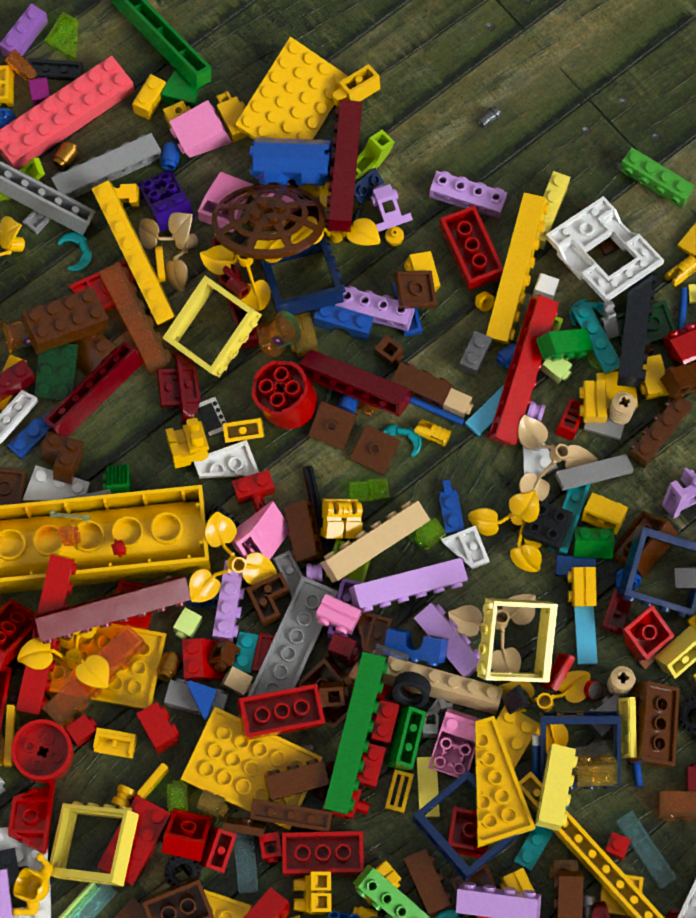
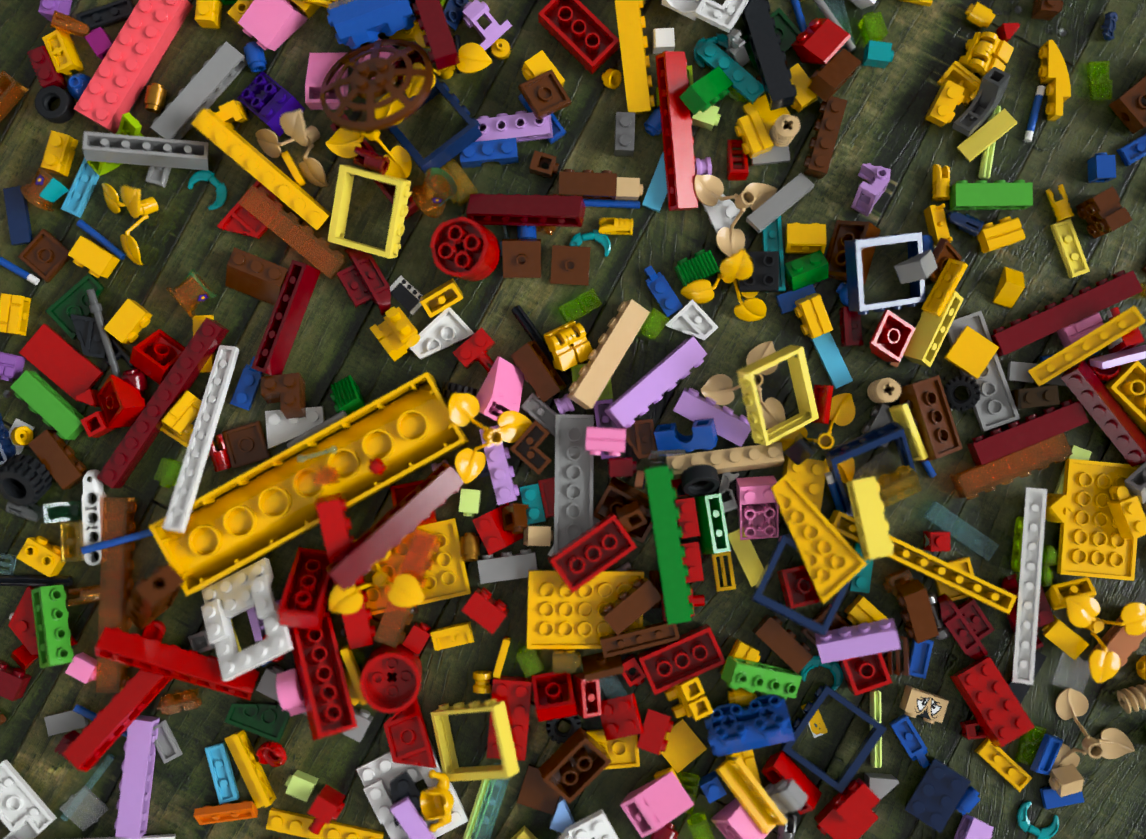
camera: 25 degrees left, 15 degrees up
(56, 372) = (242, 313): dark green plate -> none
(64, 320) = (226, 265): reddish brown brick -> none
(203, 697) = (515, 567): blue slope -> none
(240, 884) = (620, 717): none -> red plate
(492, 498) = (697, 268): none -> green brick
(593, 689) = (859, 407): tile -> none

